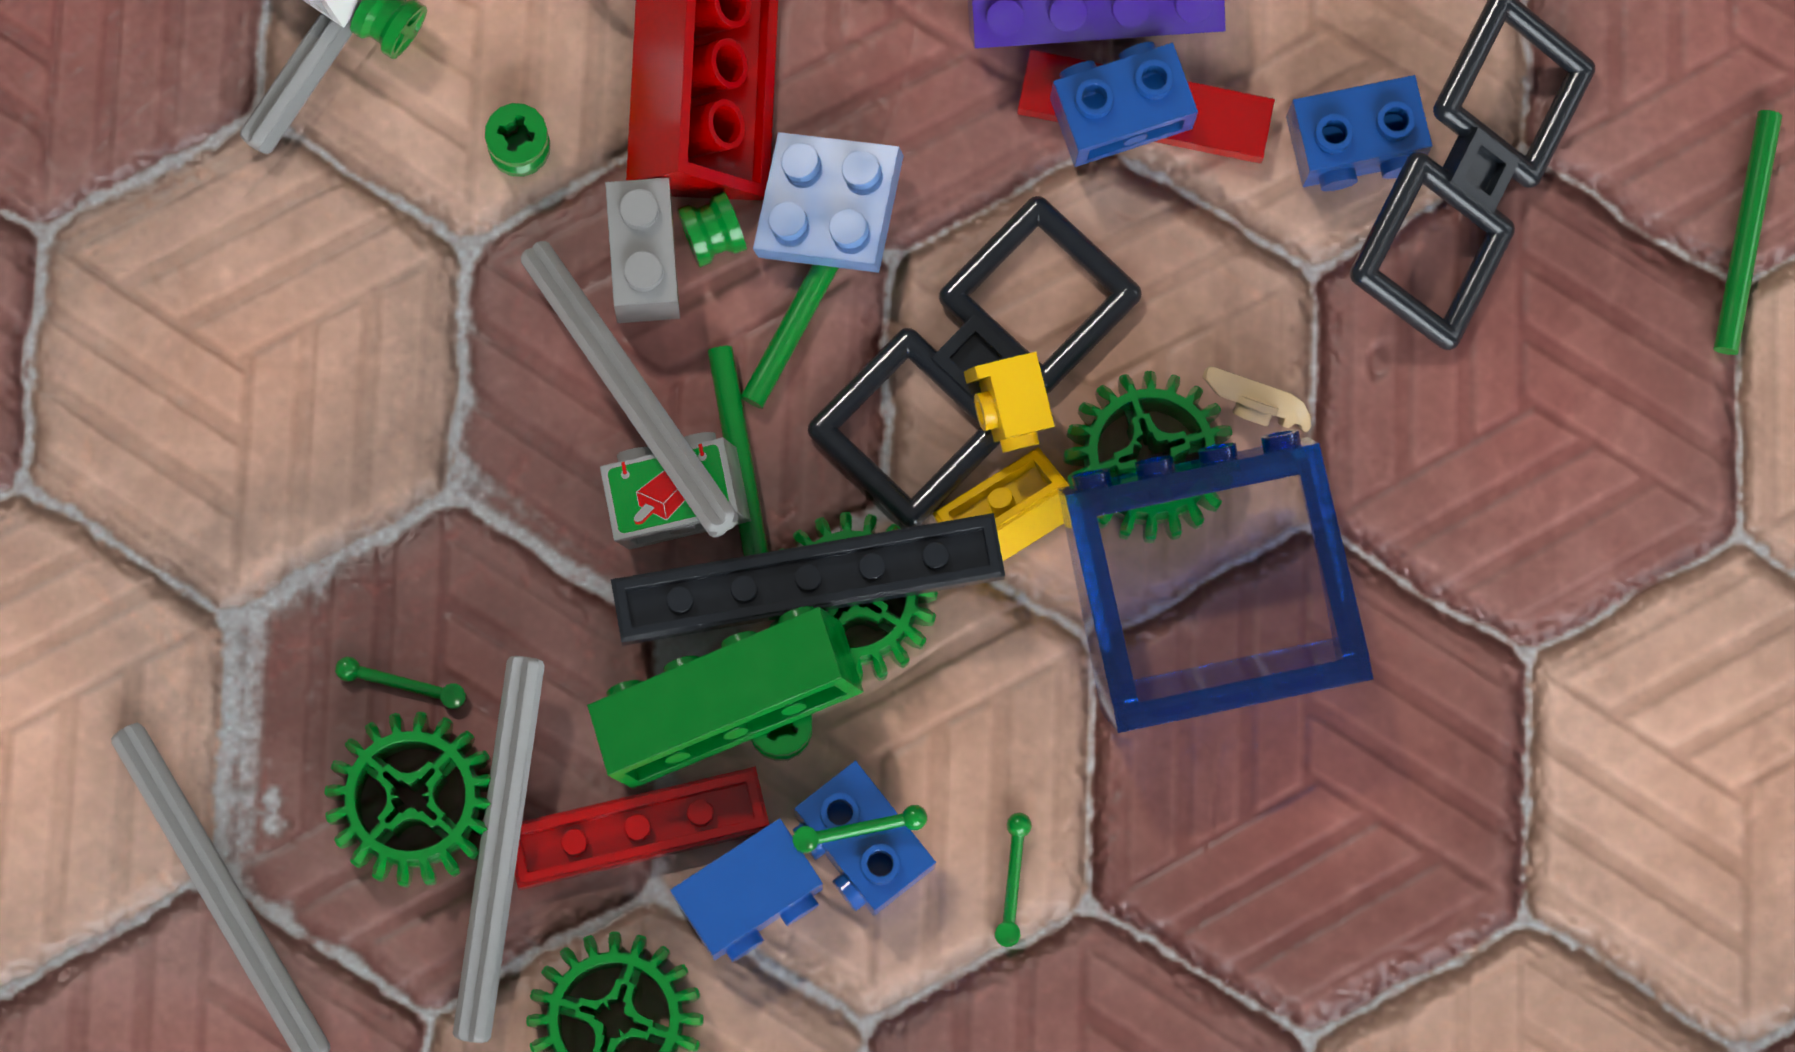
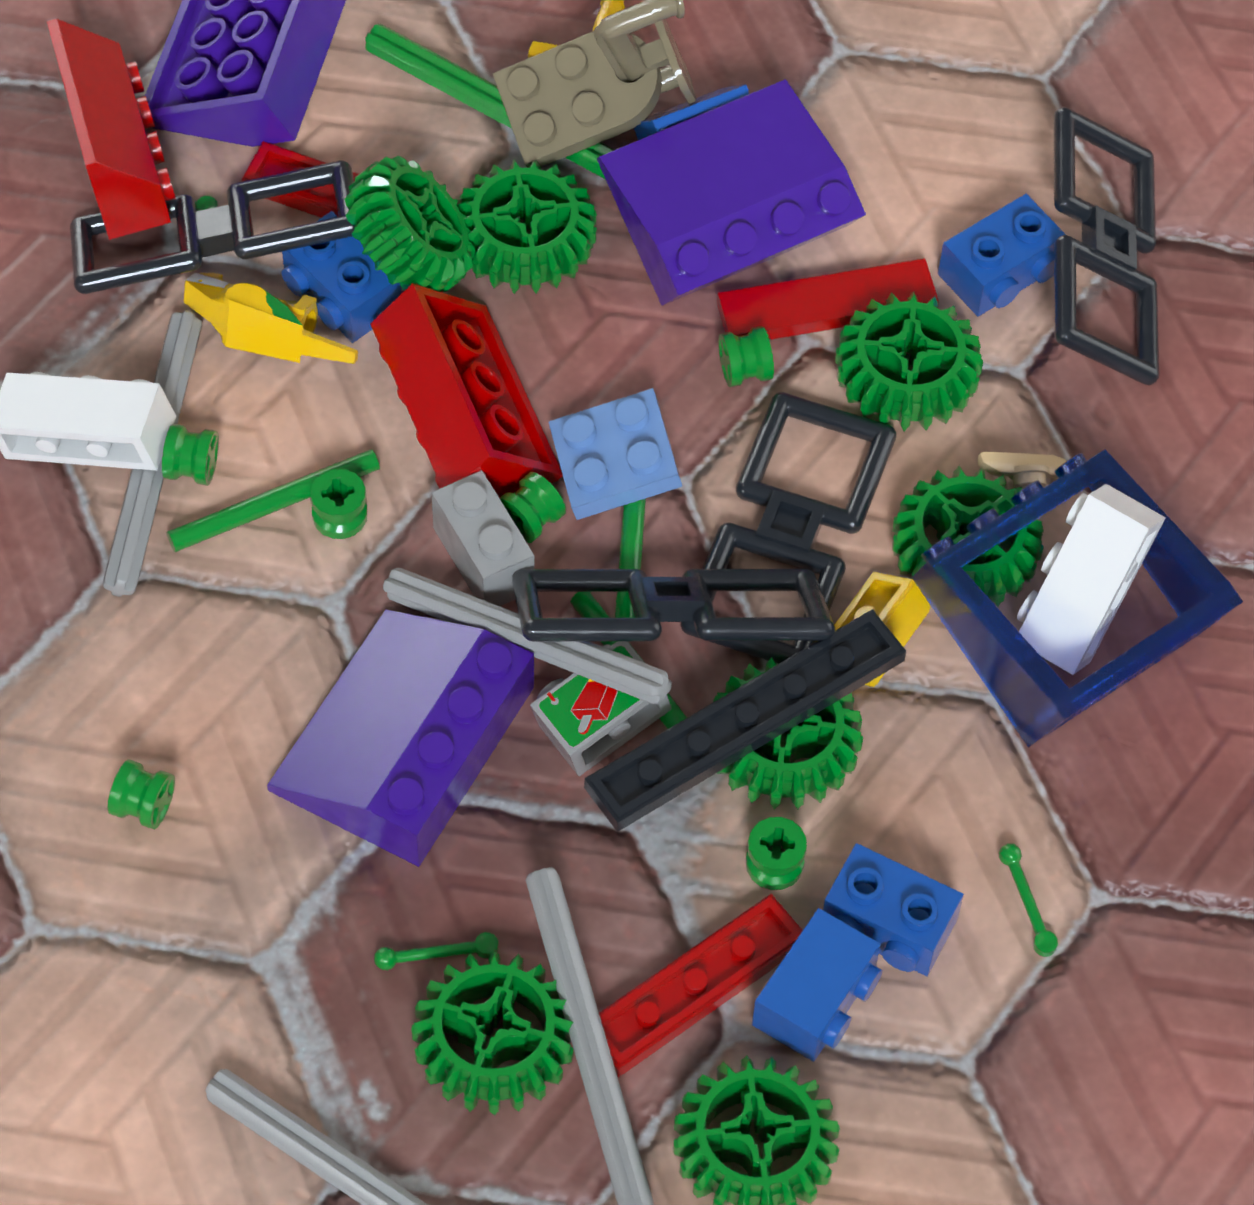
camera: 20 degrees left, 20 degrees down
(178, 392) = (141, 794): none -> green wheel
(452, 103) = (262, 504): none -> green bar
(472, 429) = (406, 731): none -> dark purple slope
(724, 696) = (724, 833): green brick -> none
(793, 416) = (671, 601): none -> black bar
(806, 838) = (850, 912): green hinge -> none
(1012, 400) = (839, 529): yellow brick -> none
(1021, 142) = (746, 356): none -> green wheel
(1122, 102) = (813, 294): blue brick -> none
(1171, 209) = (941, 355): none -> green gear
(1233, 573) = (1088, 577): none -> white brick

